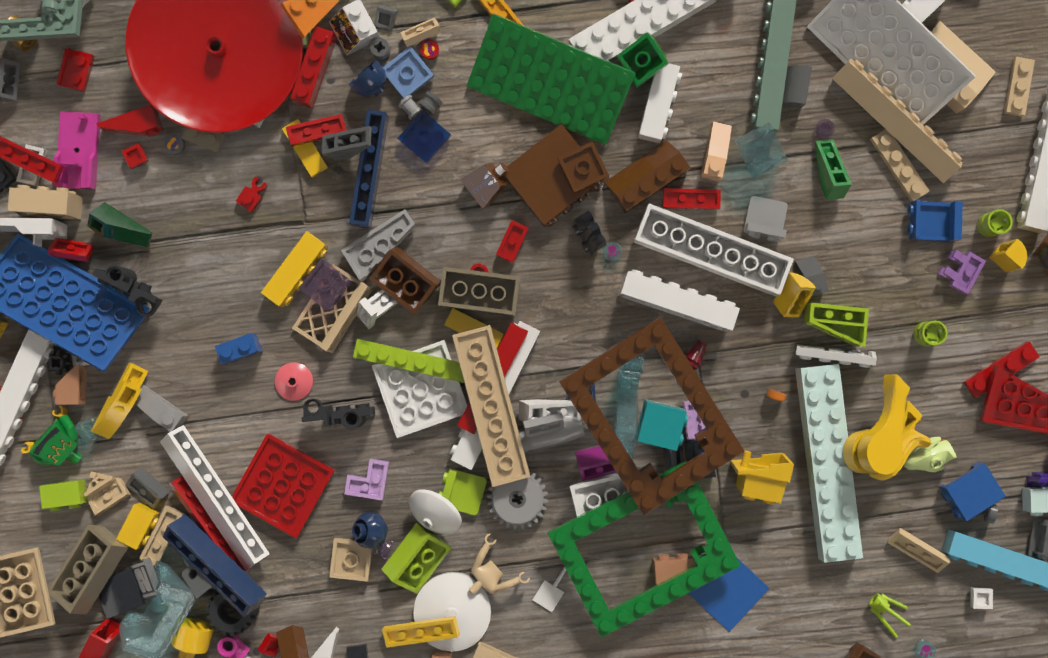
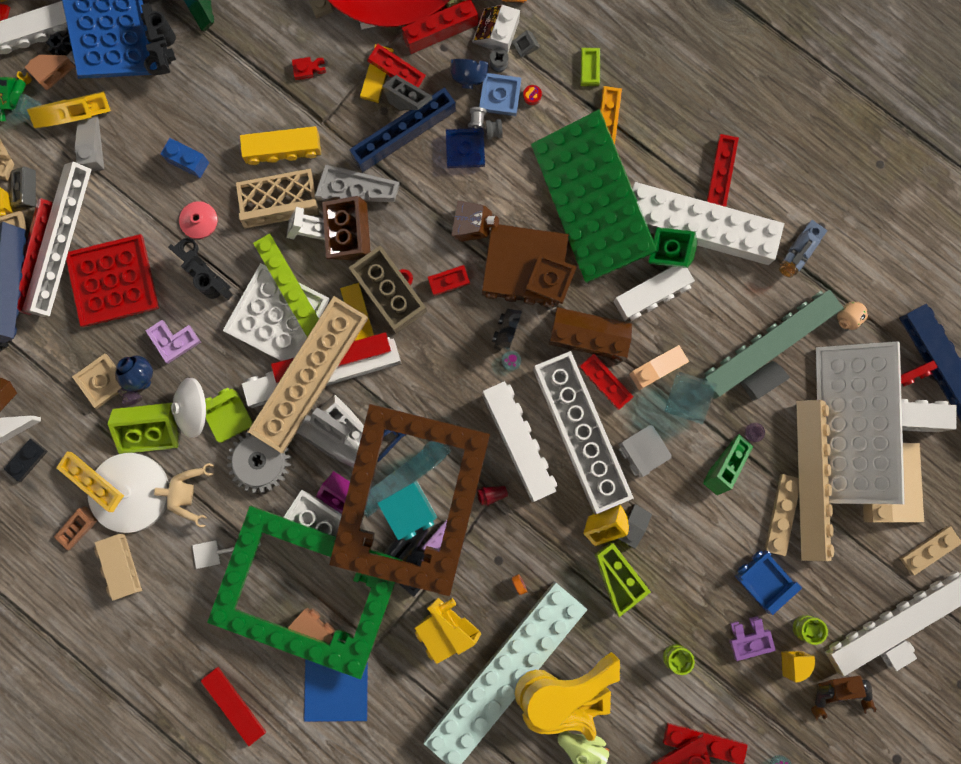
camera: 45 degrees right, 5 degrees down
(325, 284) = (289, 176): clear purple plate -> none
(420, 32) = (543, 78): tan plate -> none
(838, 354) = (595, 603): white wing -> none

